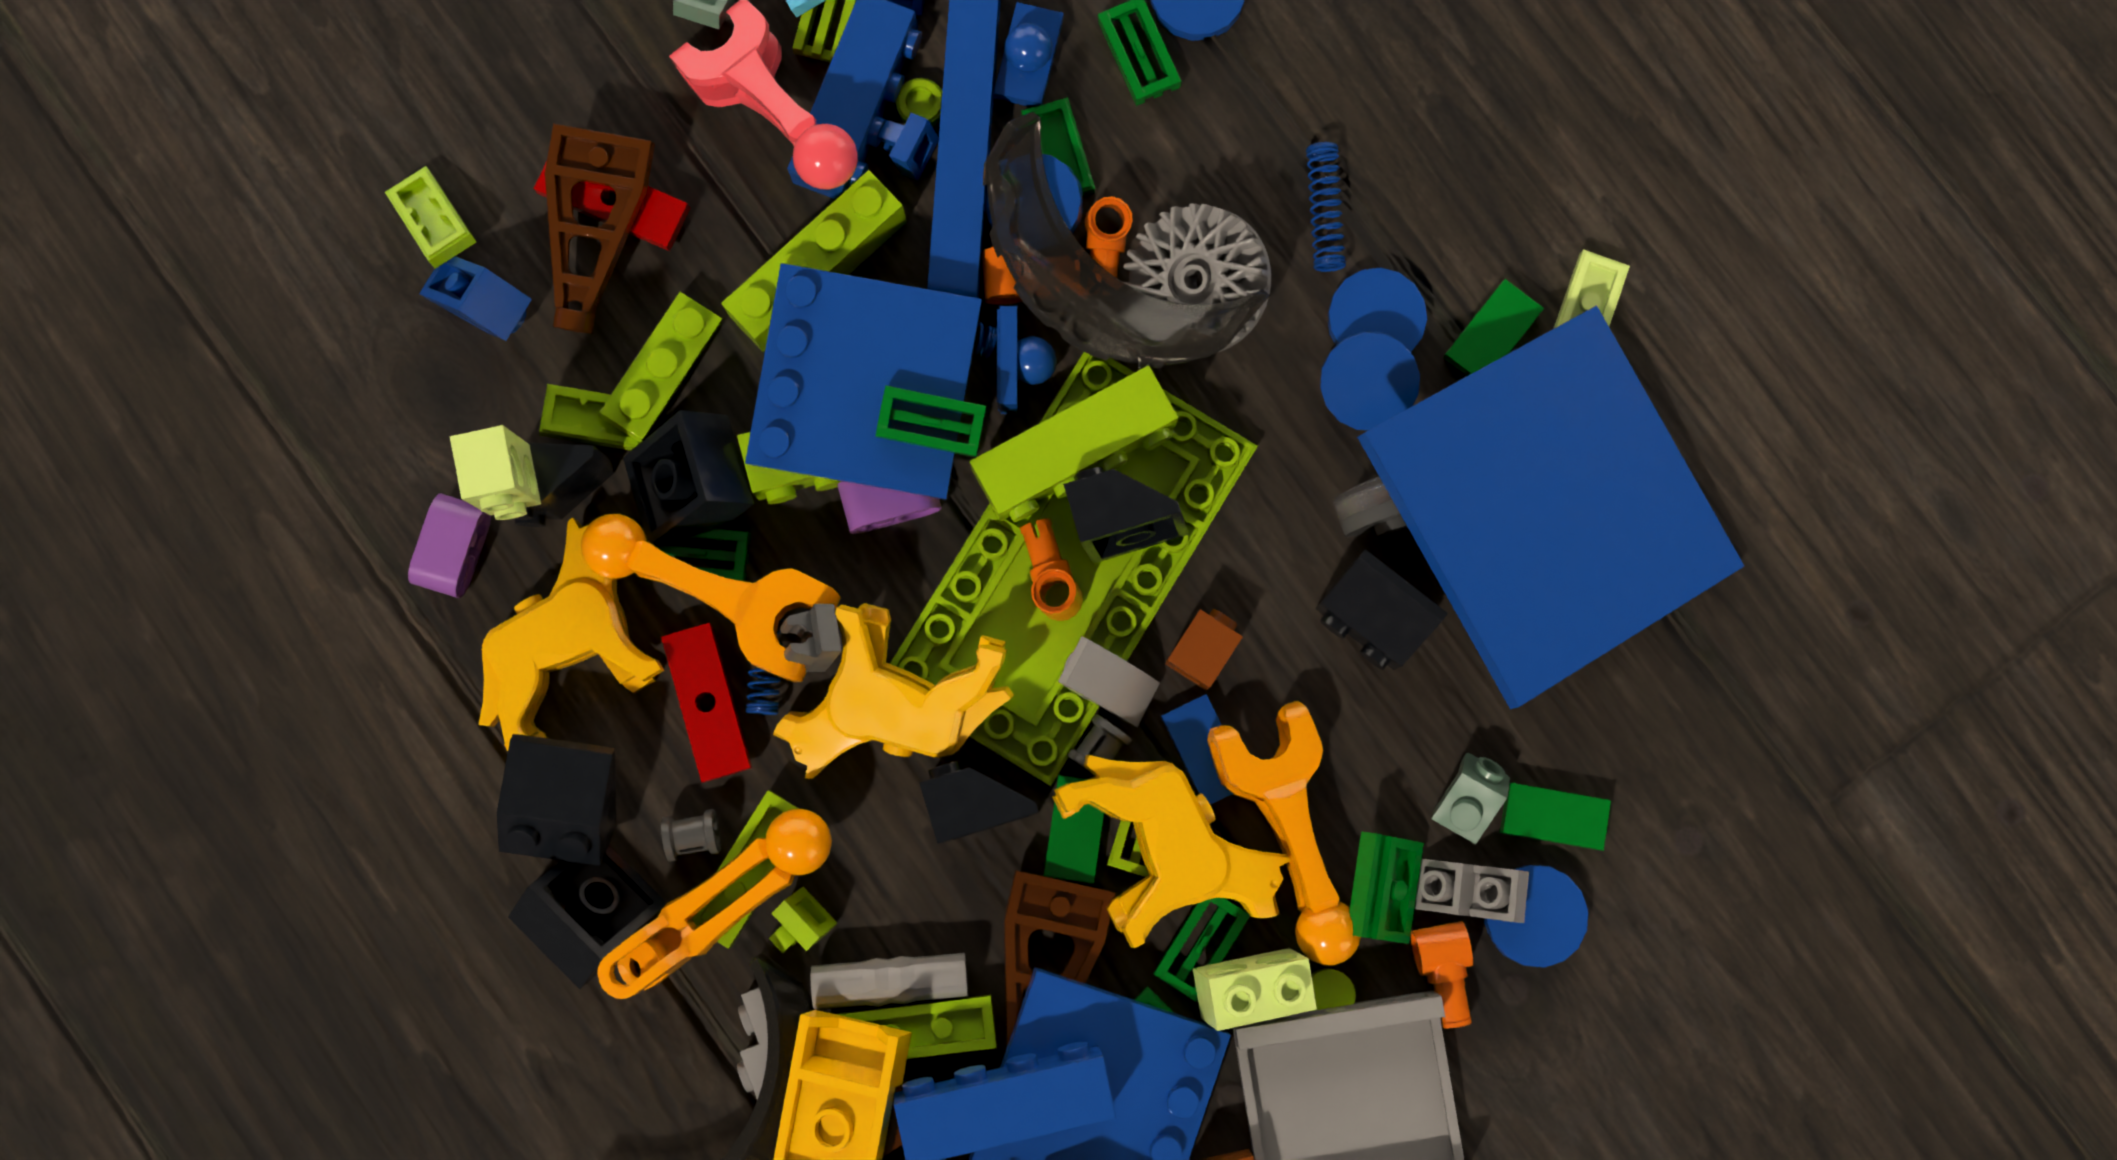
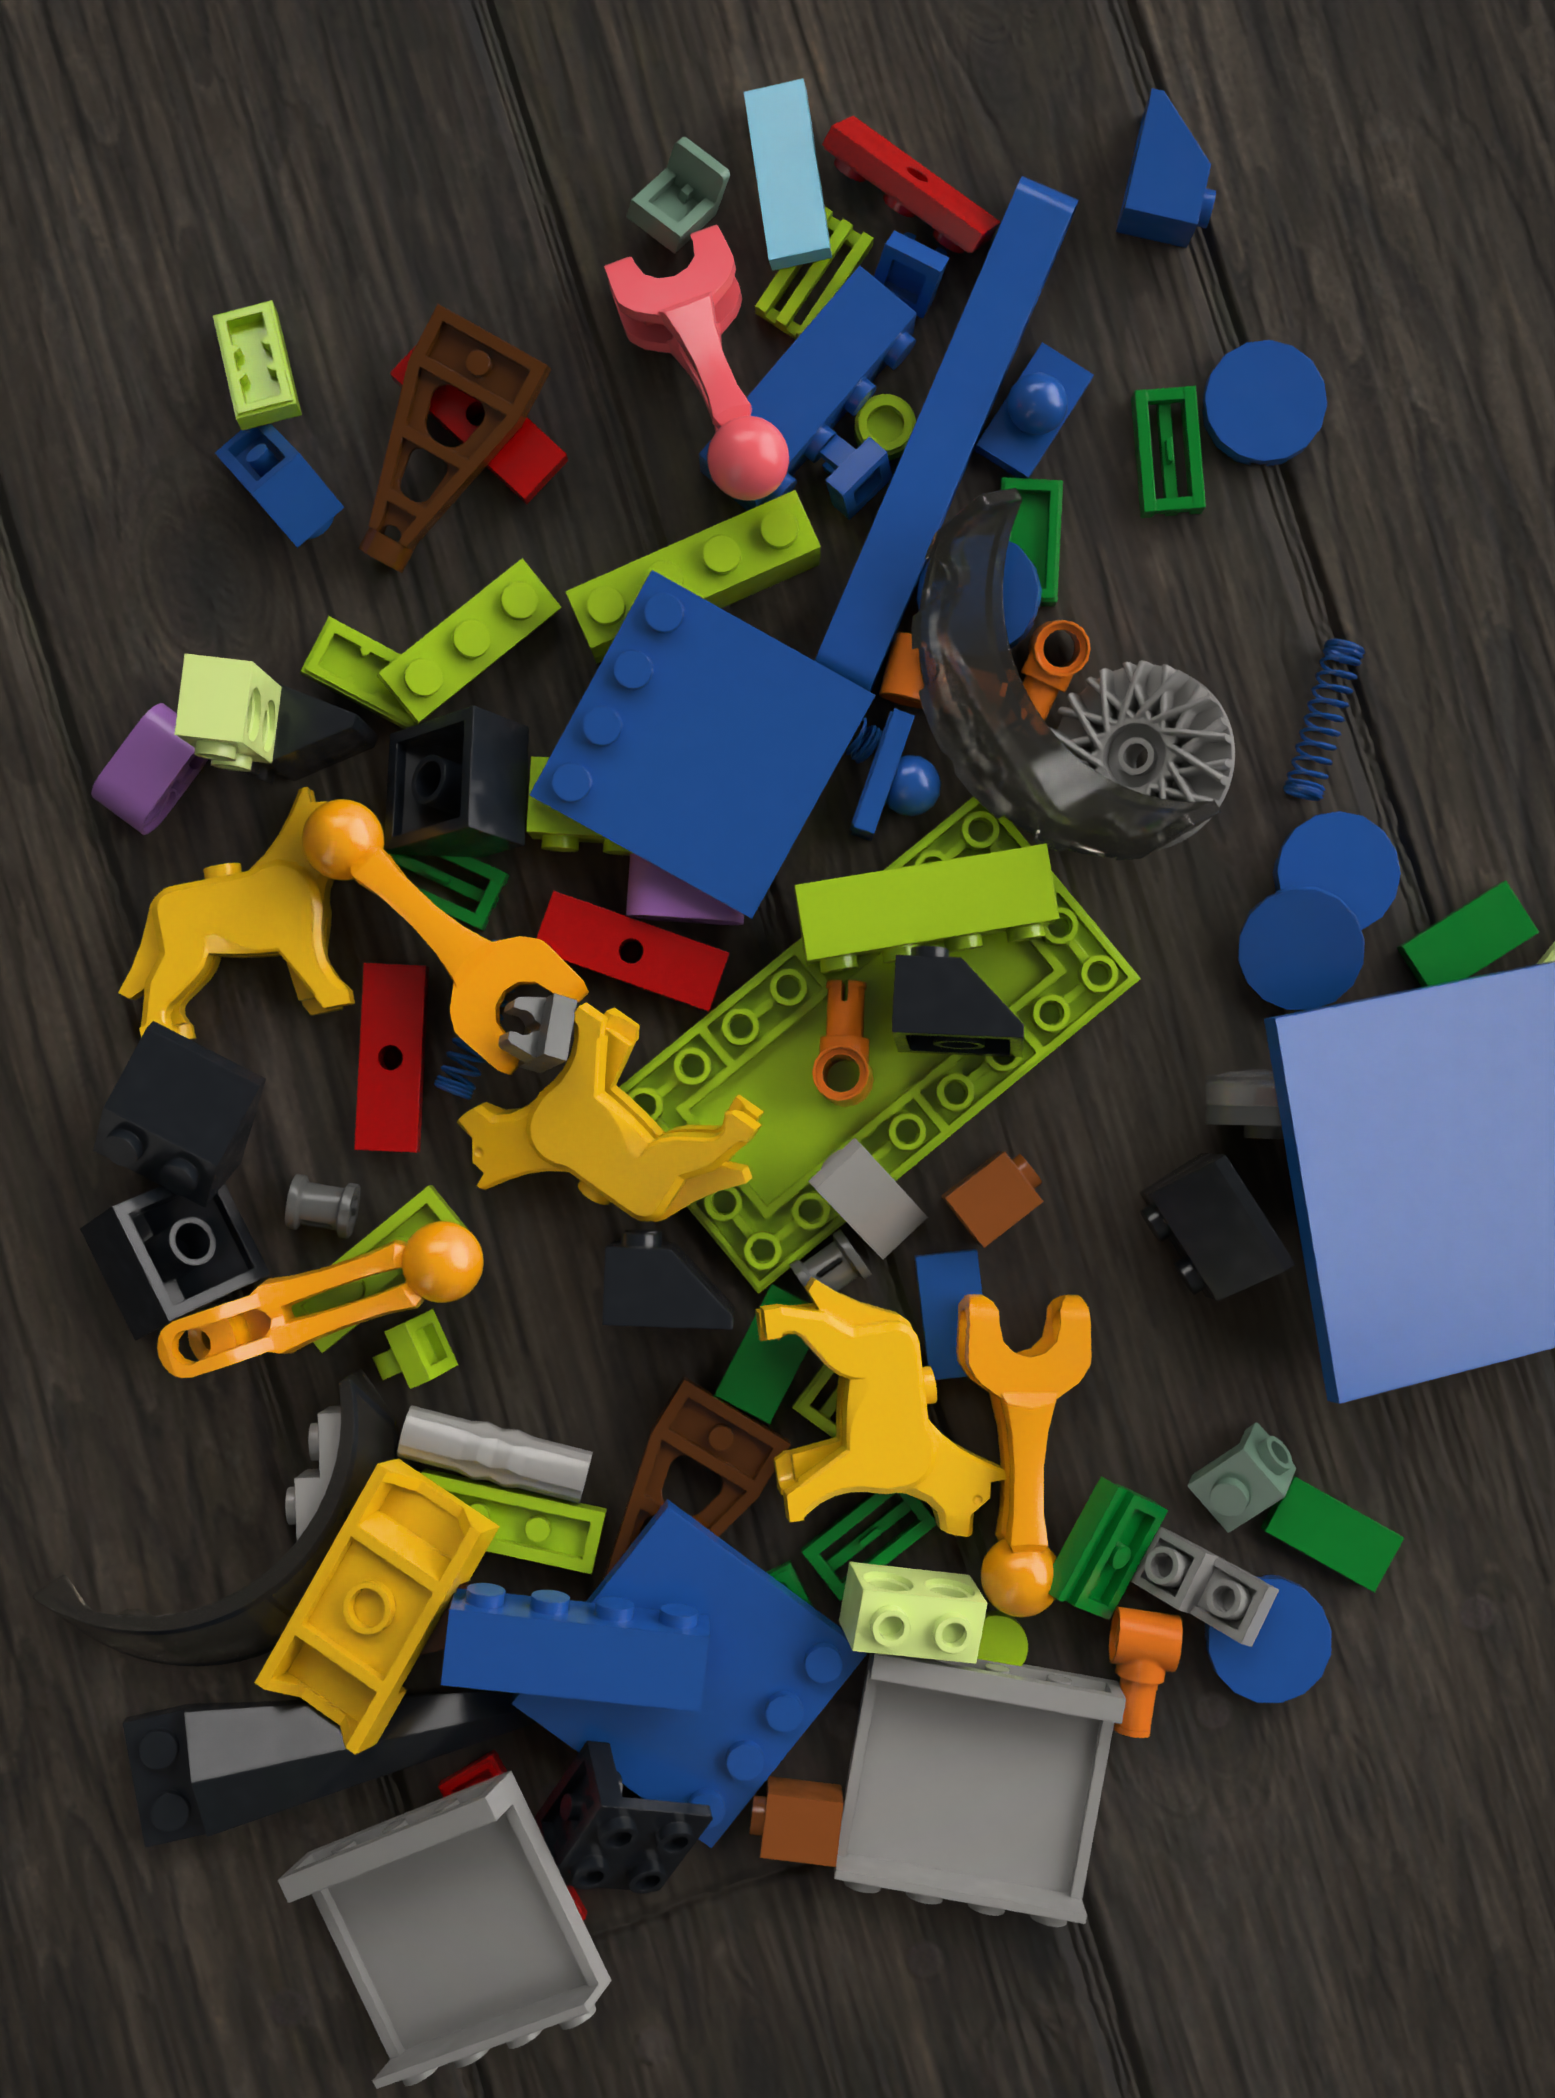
camera: 15 degrees right, 5 degrees up
(887, 413) = (717, 794): green tile -> none
(896, 557) = (669, 963): none -> red tile

